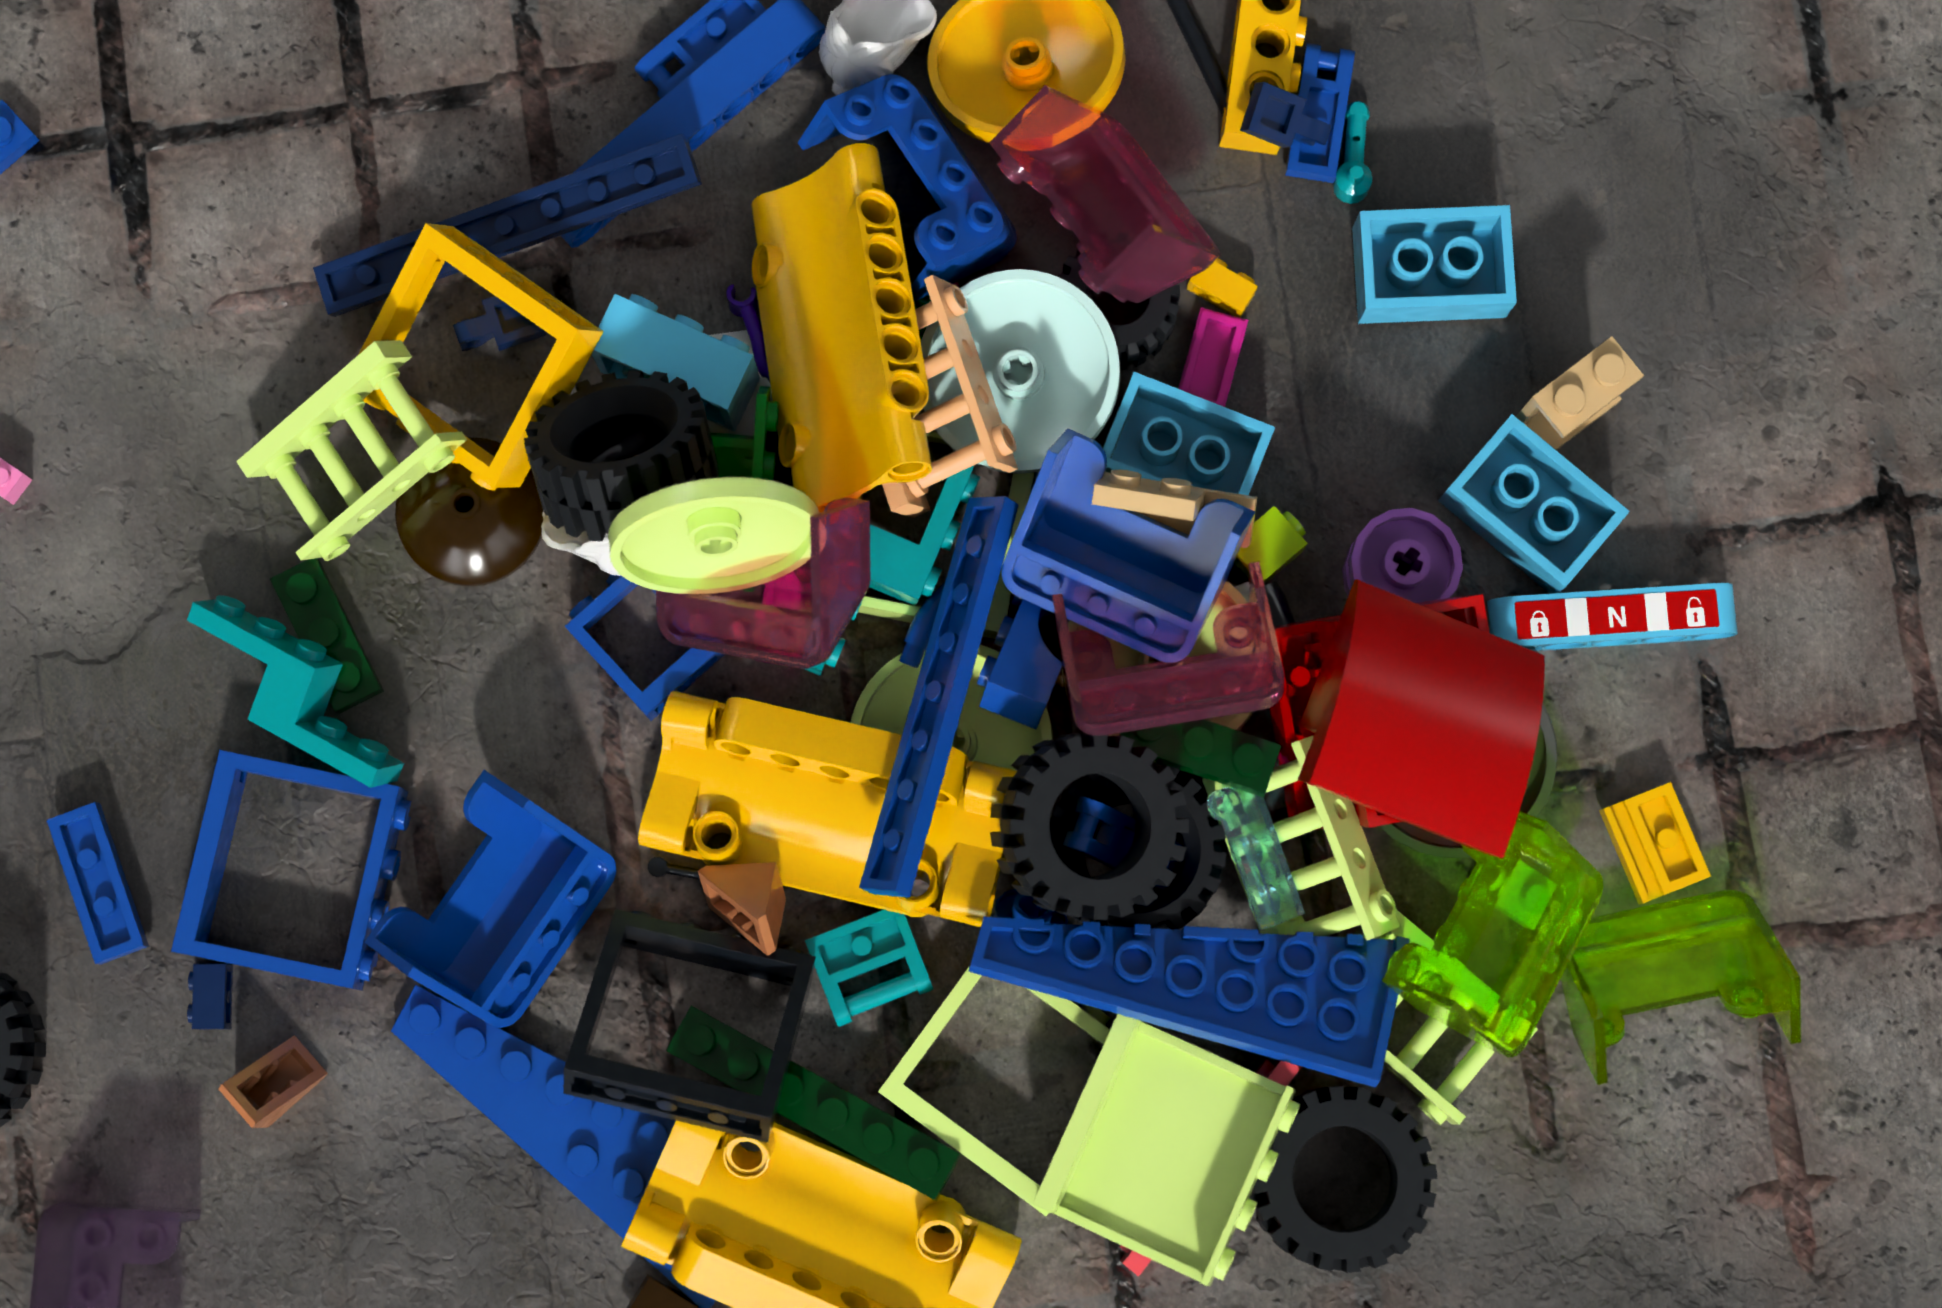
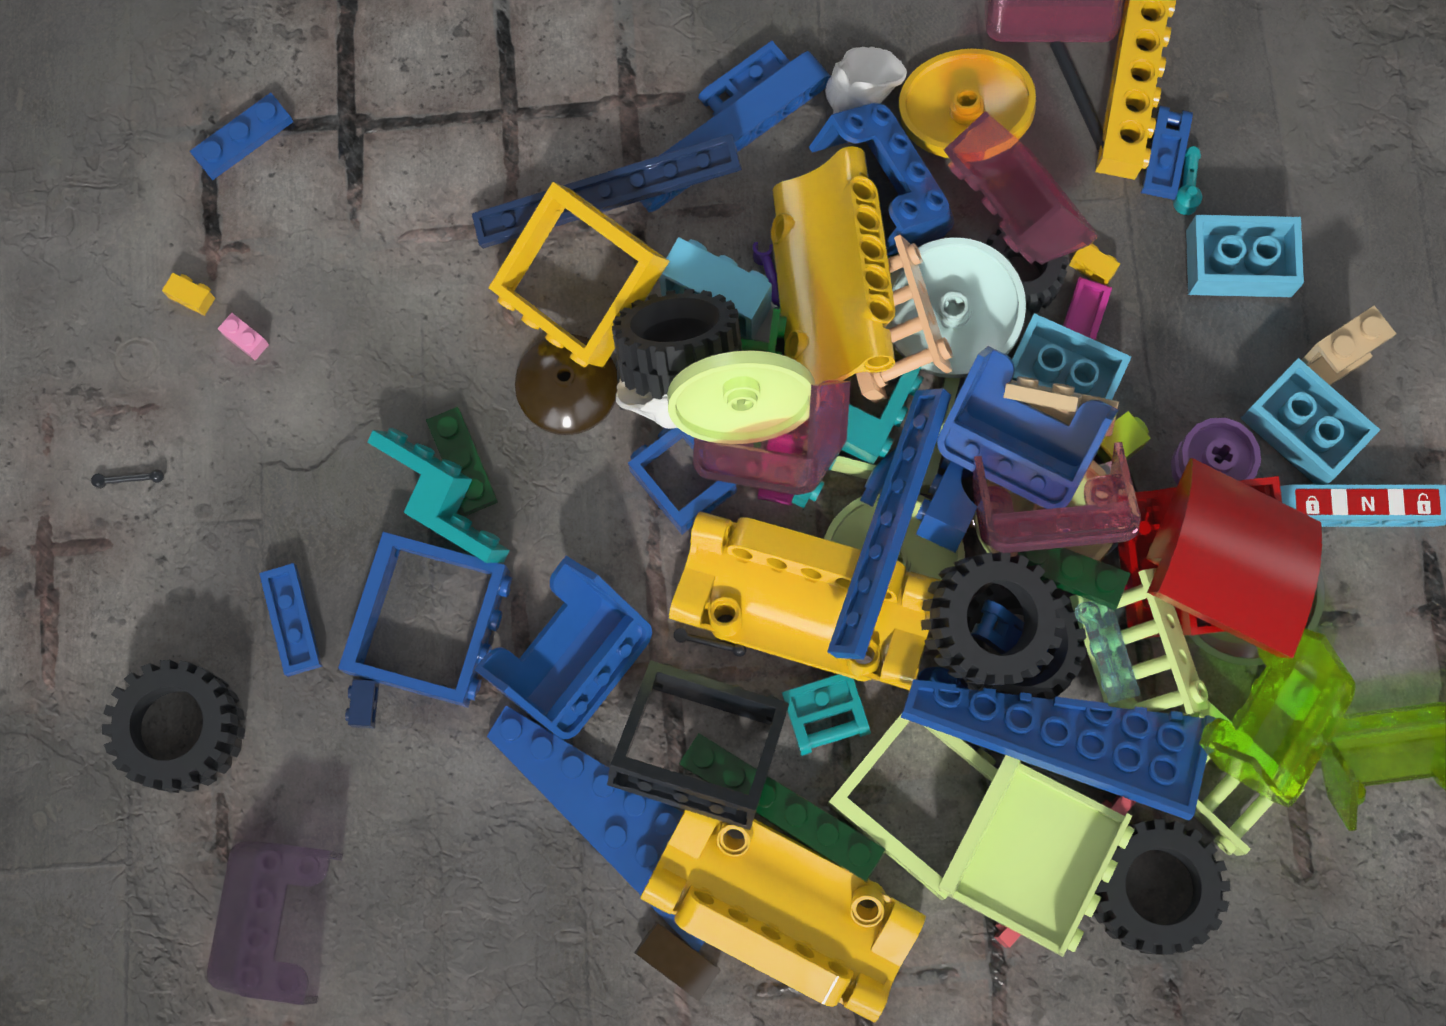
camera: 10 degrees right, 5 degrees down
(273, 1083) = (402, 767): nougat slope -> none
(309, 429) = (461, 317): yellowish green fence -> none
(499, 322) = (600, 256): dark blue plate -> none
(747, 899) = (742, 660): nougat slope -> none
(1278, 118) = (1141, 150): dark blue plate -> none
(1655, 843) = (1389, 665): yellow plate -> none

